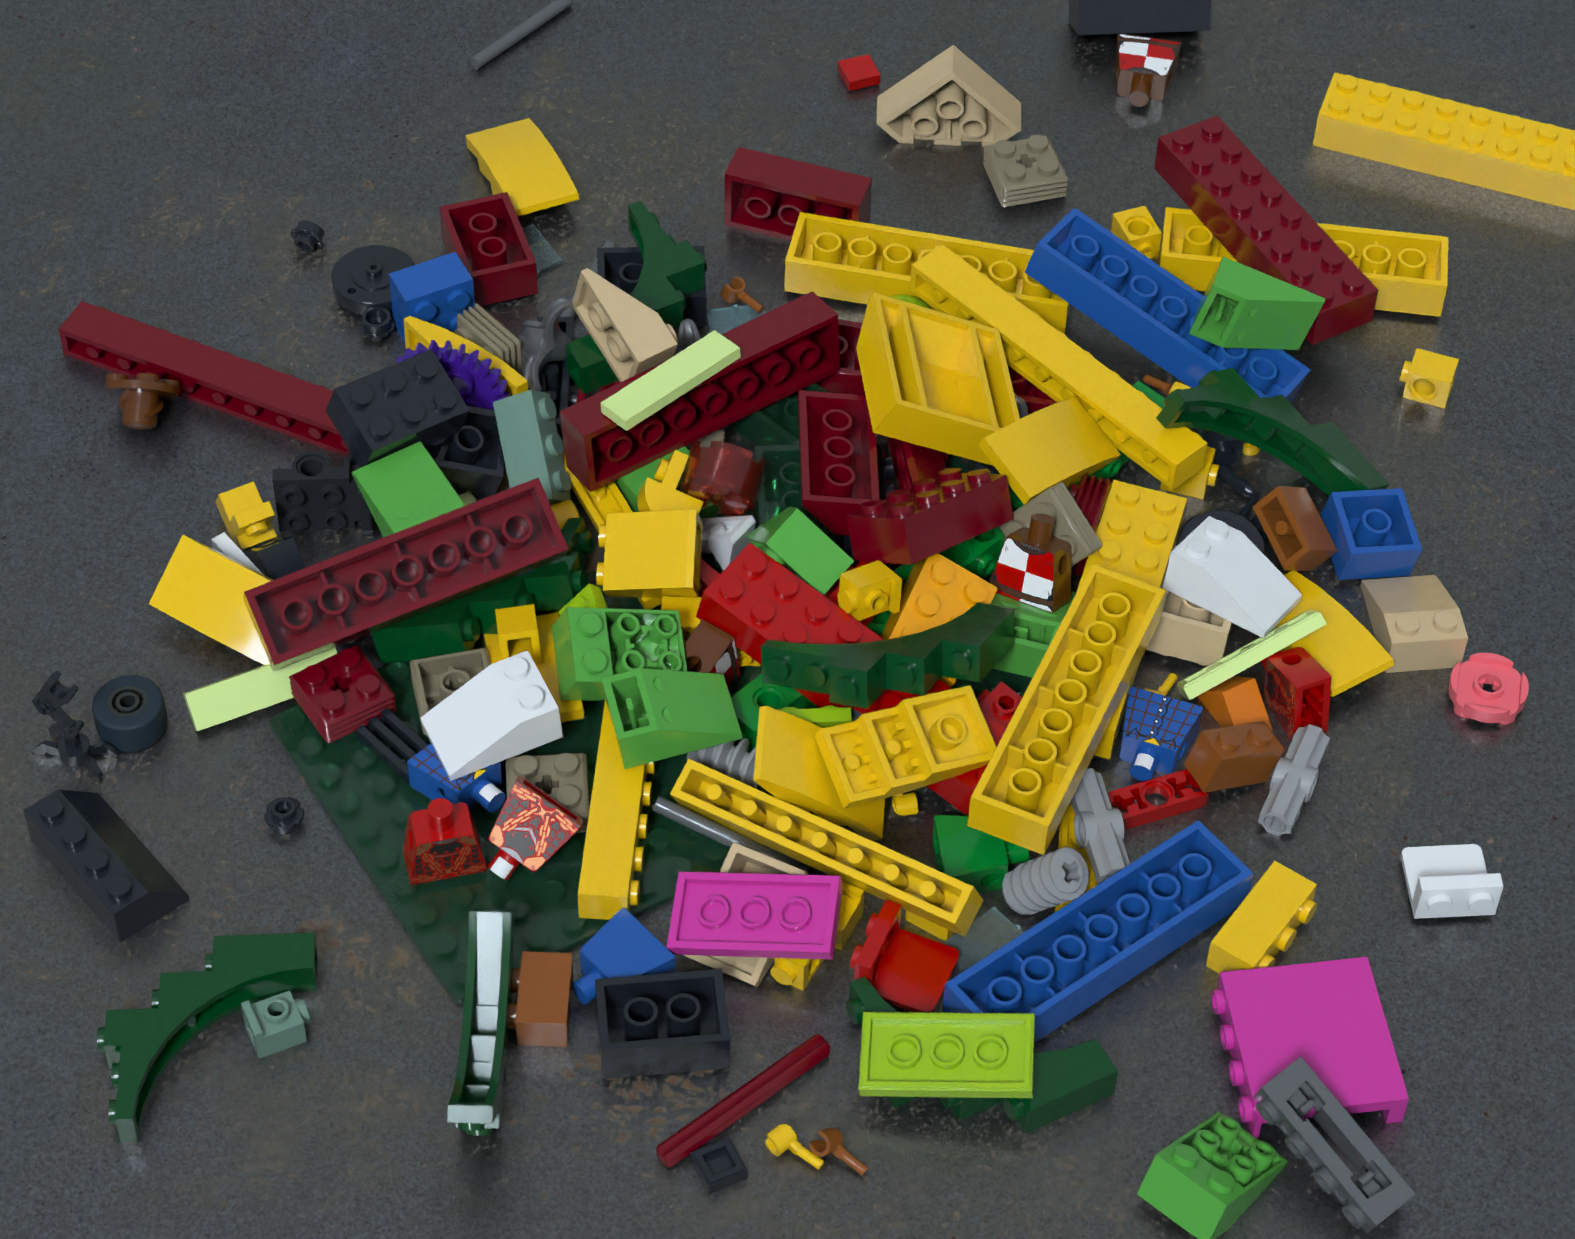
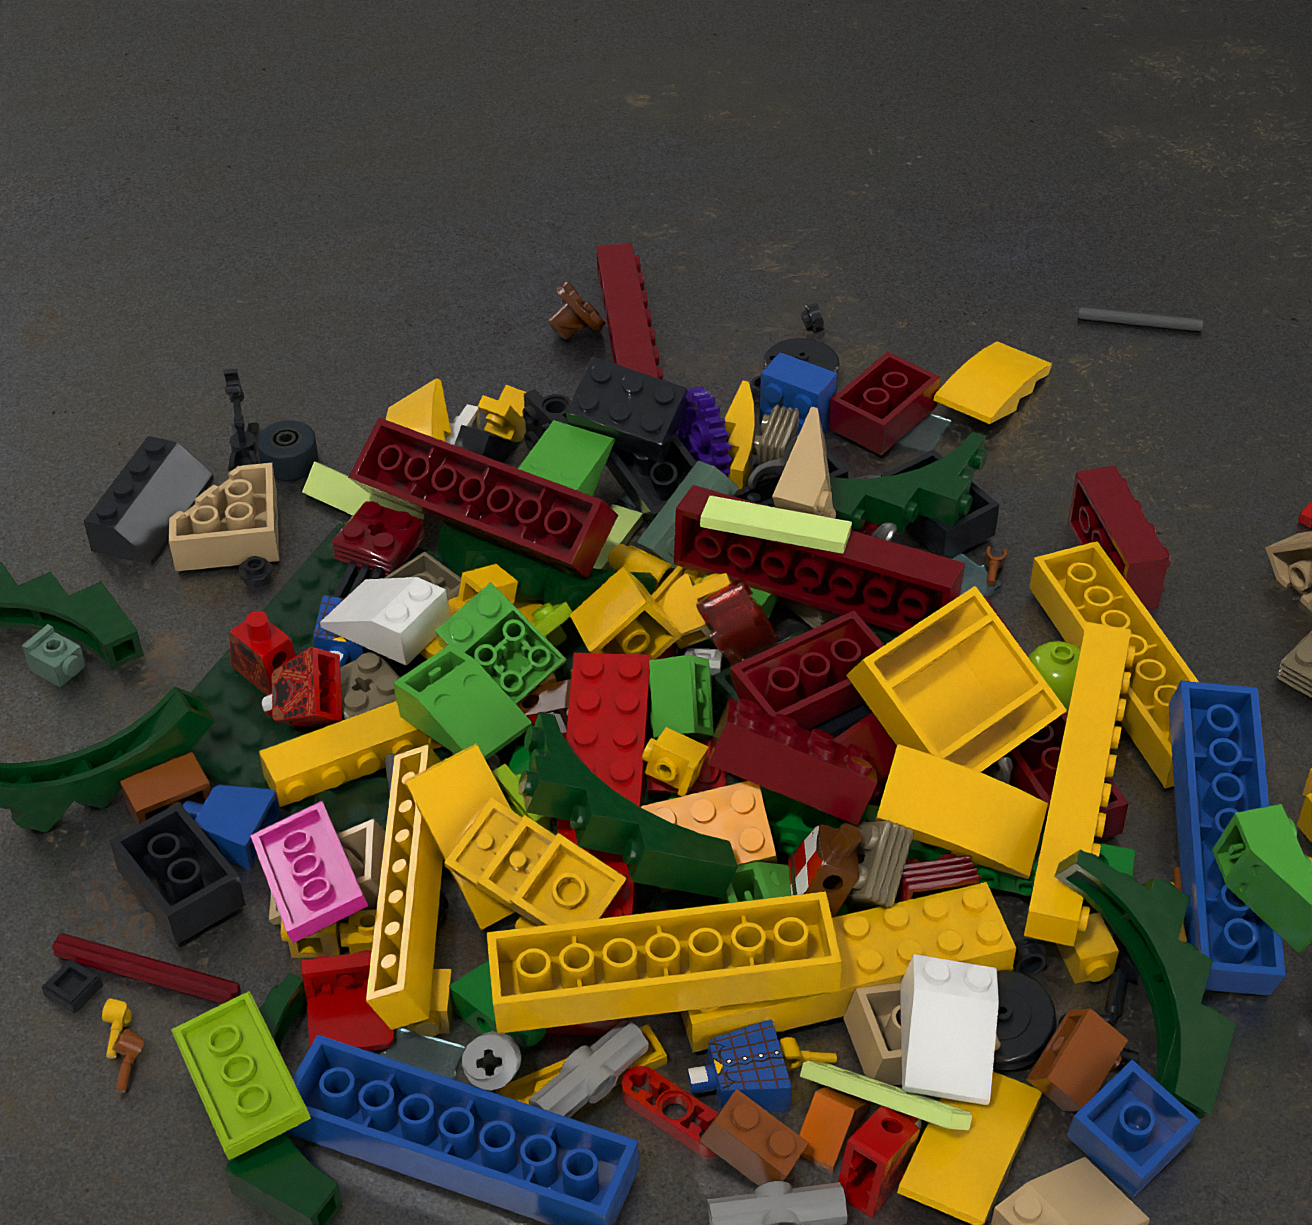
camera: 60 degrees right, 5 degrees down
(213, 796) = (228, 522): none -> tan brick

